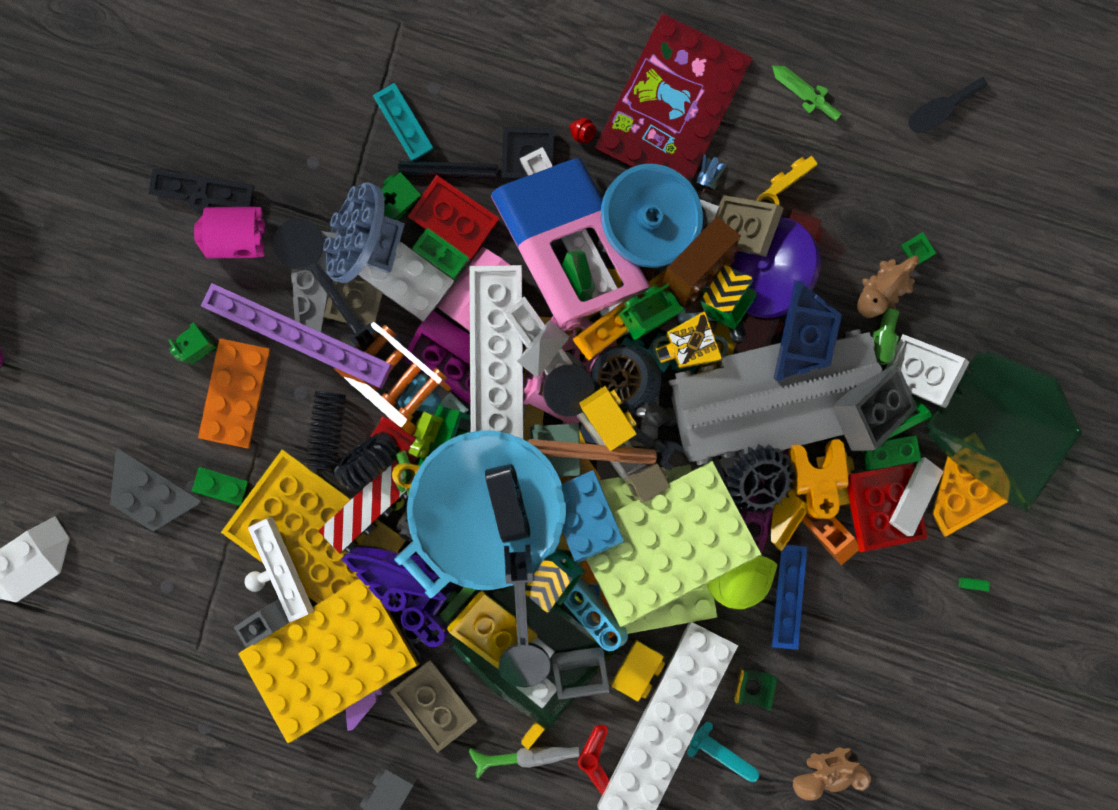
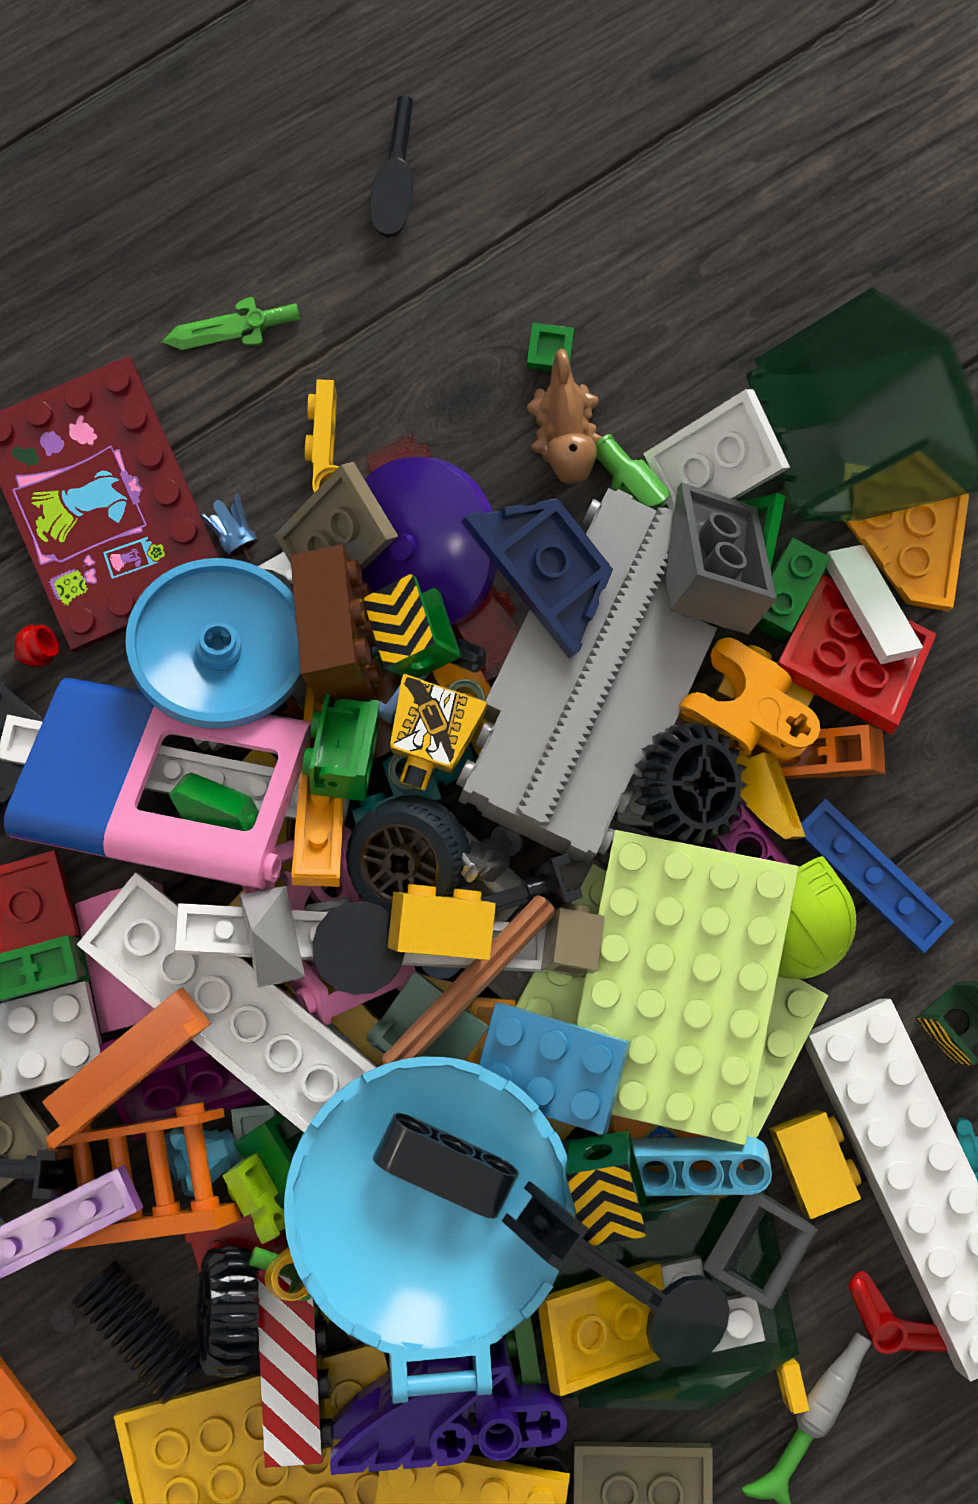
camera: 55 degrees left, 5 degrees down
(436, 330) = (124, 1064): none -> orange fence

